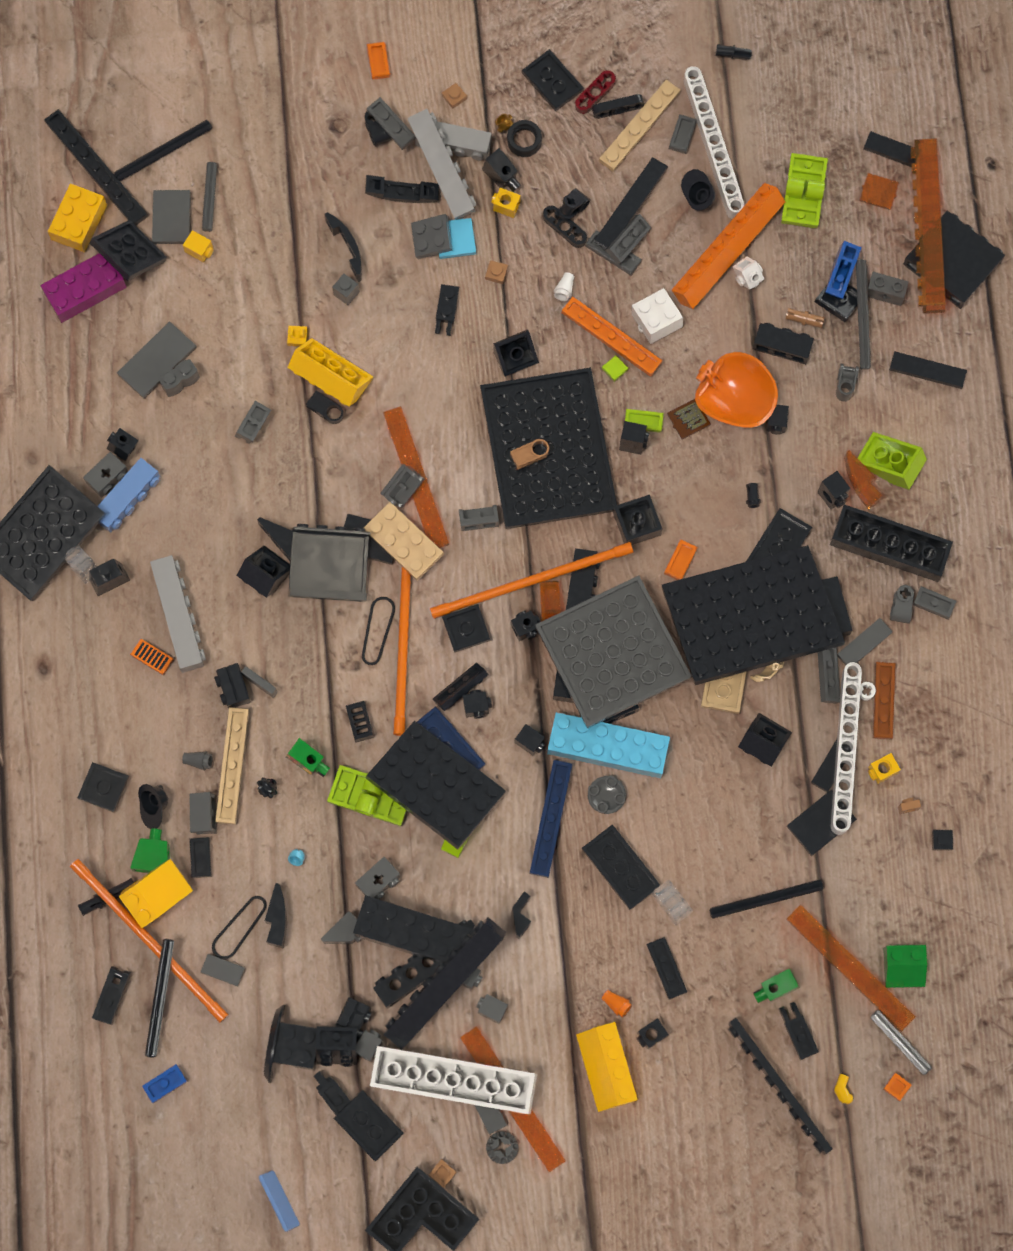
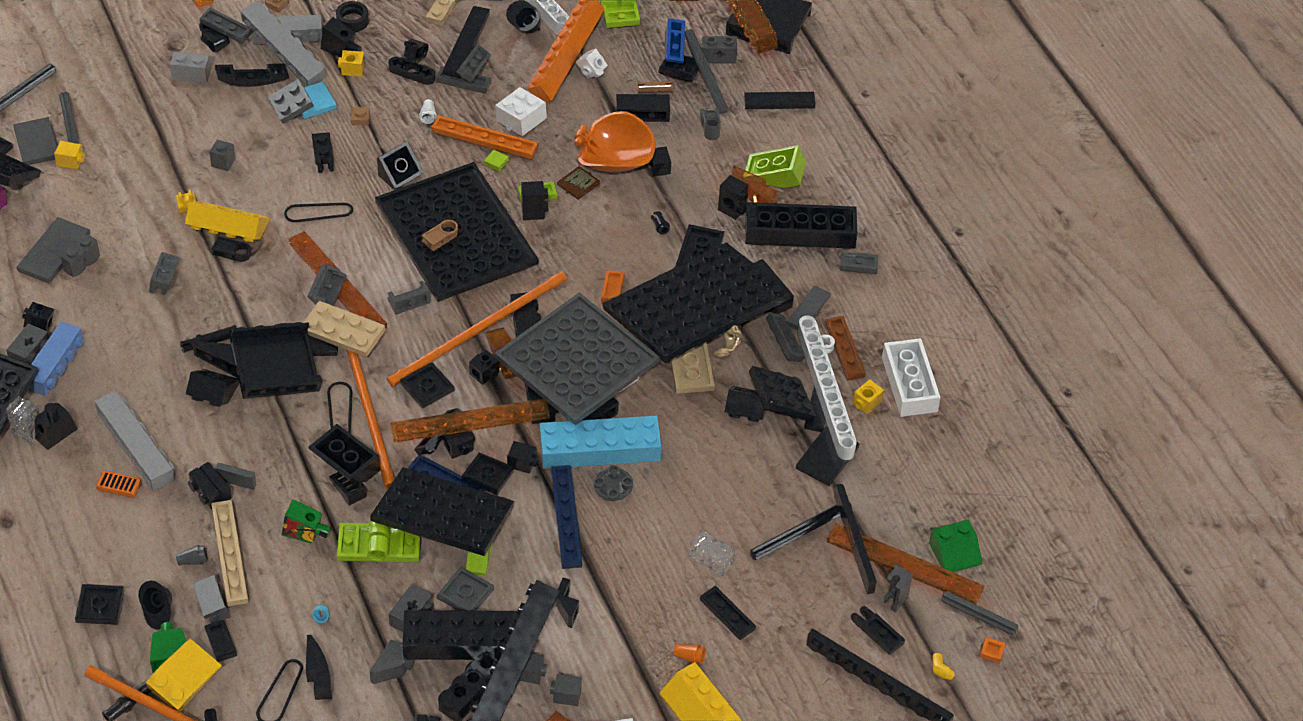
camera: 20 degrees left, 25 degrees down
(267, 787) = (271, 561): black plant -> none
(276, 512) = (216, 336): none -> black pin
(337, 227) = (200, 113): black slope -> none
(346, 160) = (191, 67): none -> light grey slope
(363, 694) = (346, 454): none -> black slope
(422, 391) = (317, 218): none -> black piece
(434, 872) = (465, 591): none -> dark grey tile
(491, 689) = (469, 420): none -> clear orange plate
(492, 748) = (487, 473): none -> black plate
(503, 122) = (329, 9): pearl gold plate -> none
(621, 867) = (649, 538): black plate -> none
(637, 520) = (561, 256): black brick -> none
(655, 1026) = (739, 662): black brick -> none
(786, 984) = (843, 592): green torso -> none
(799, 747) = (782, 393): none -> black plate
(810, 932) = (855, 539): none -> black tile
(833, 995) = (899, 588): none -> dark grey hinge
(902, 608) = (831, 269): dark grey piece -> none
(909, 805) = (904, 420): medium nougat plate -> none
(933, 760) = (910, 377): none -> white brick
(942, 840) = (946, 441): black plate -> none

